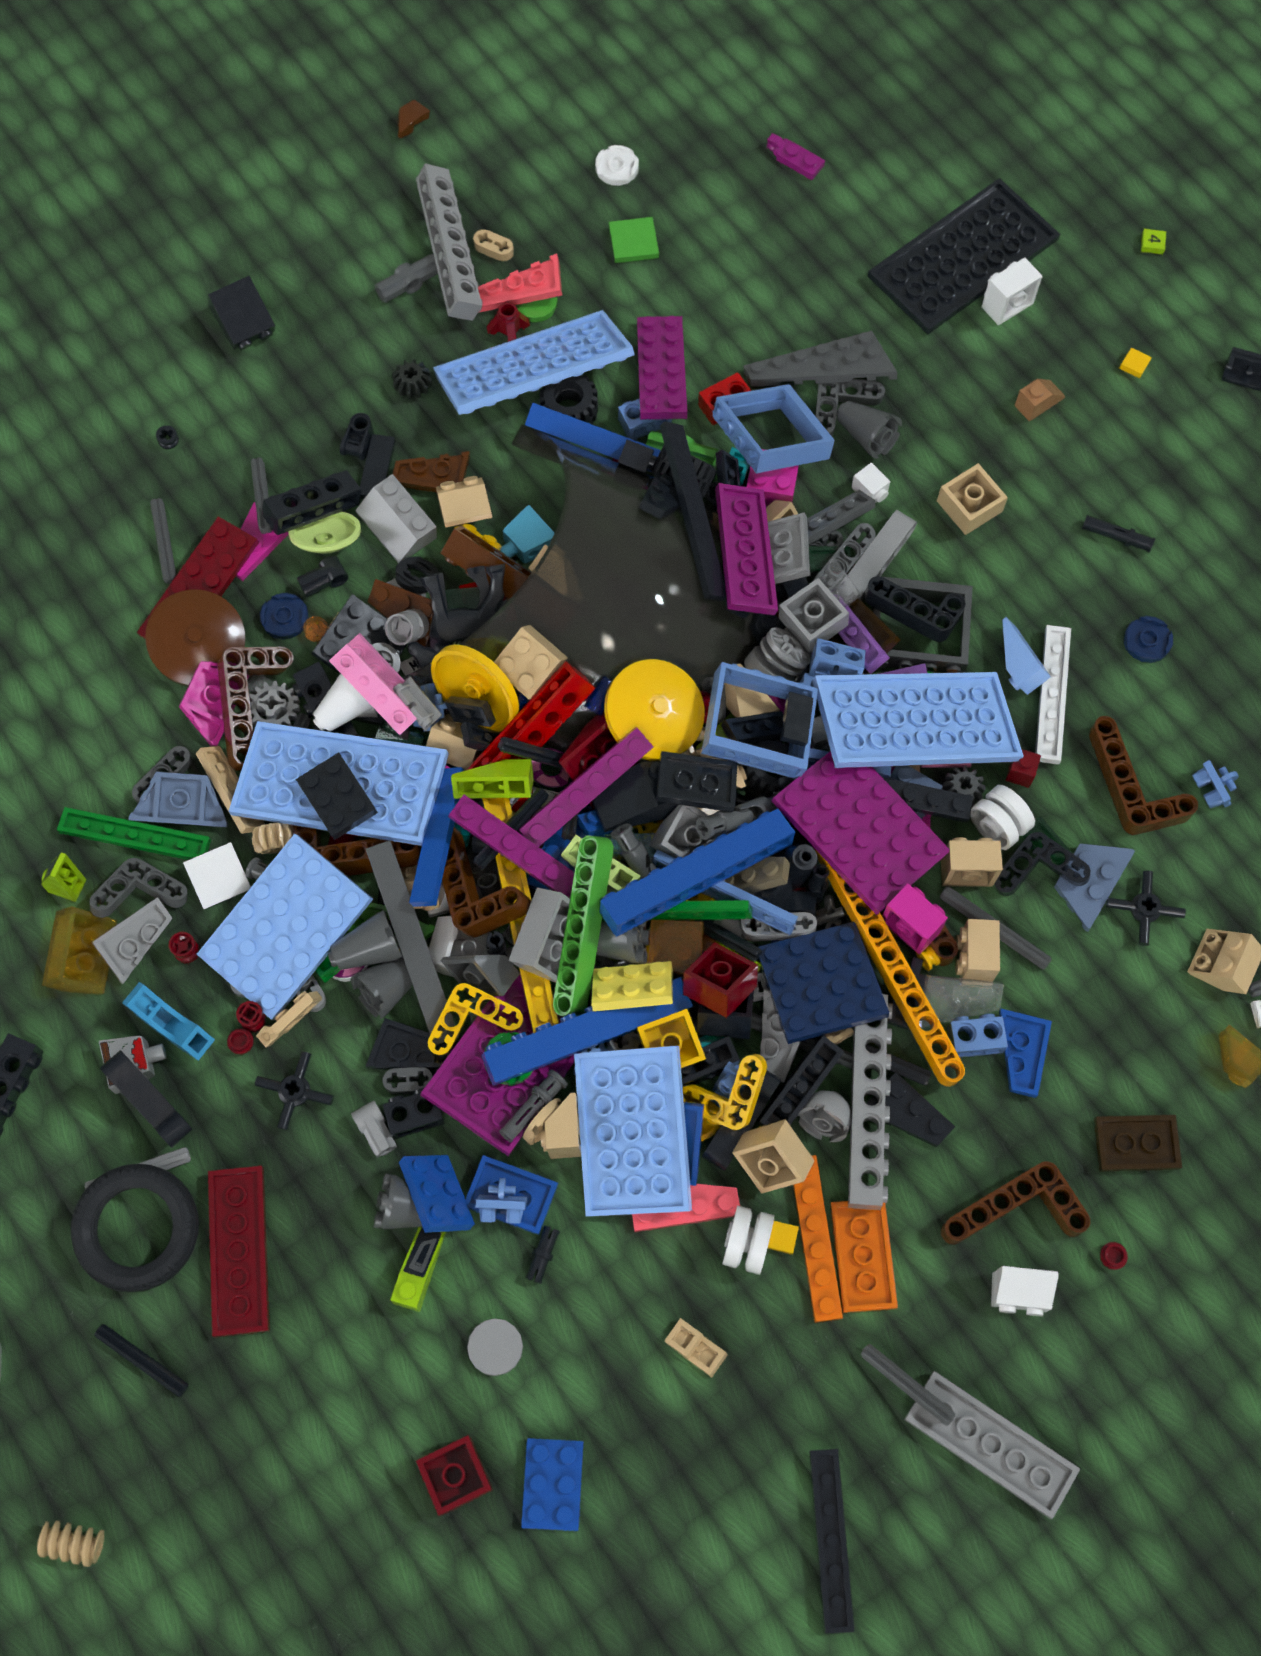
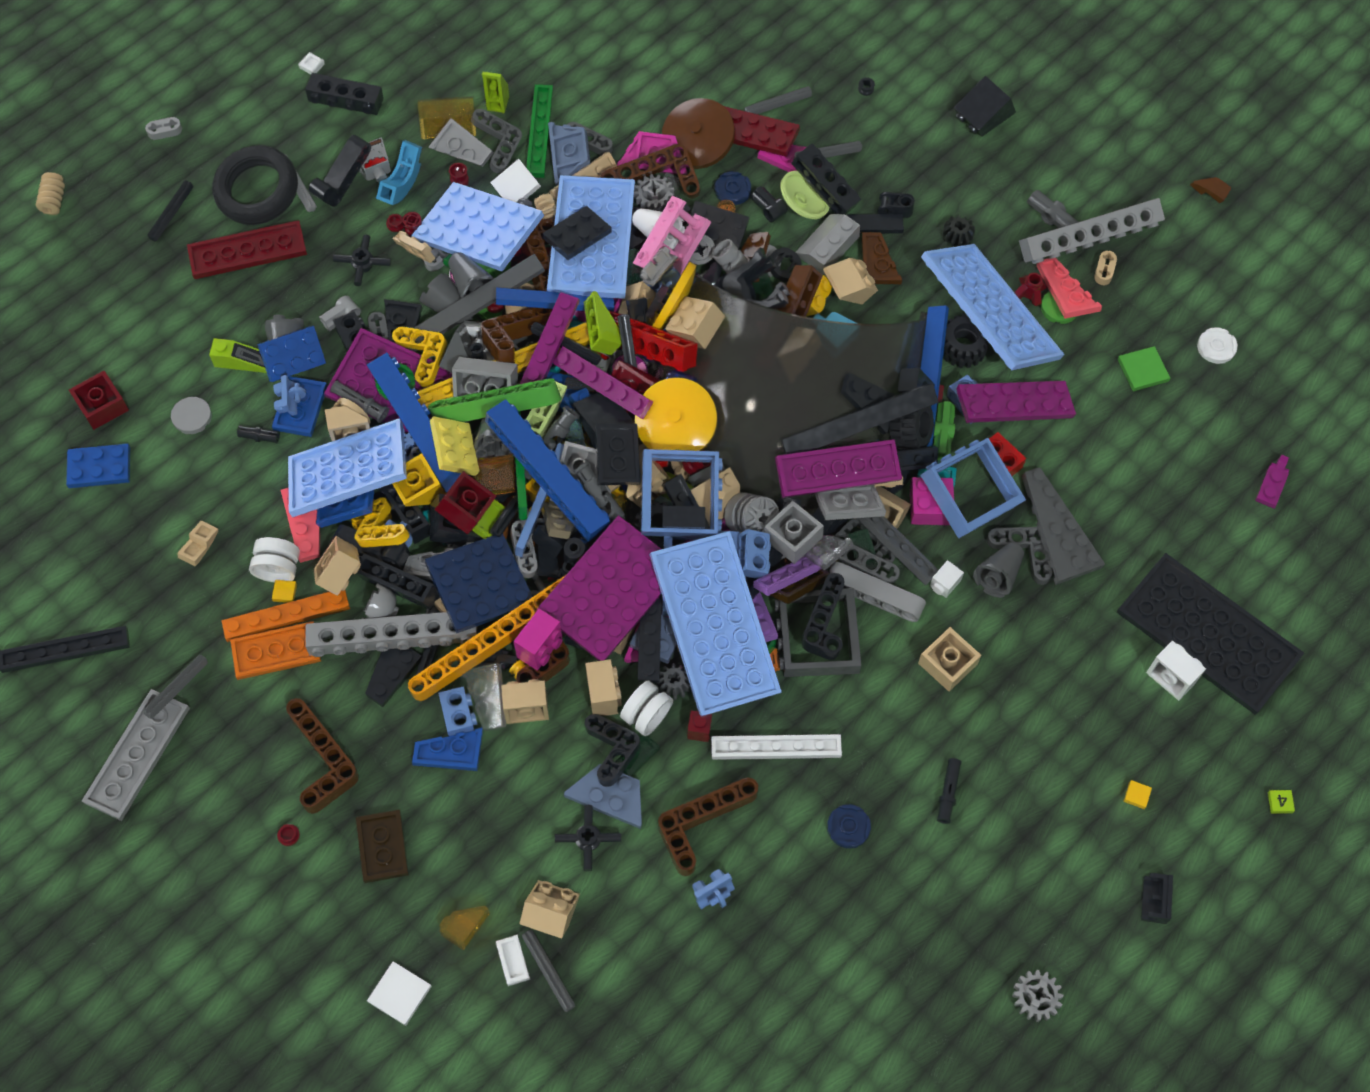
camera: 80 degrees right, 5 degrees down
(1007, 935) = (554, 720): dark grey axle -> none
(1021, 661) = (803, 714): light blue slope -> none
(1023, 1290) = (253, 762): white slope -> none
(1038, 398) = (1074, 710): medium nougat slope -> none

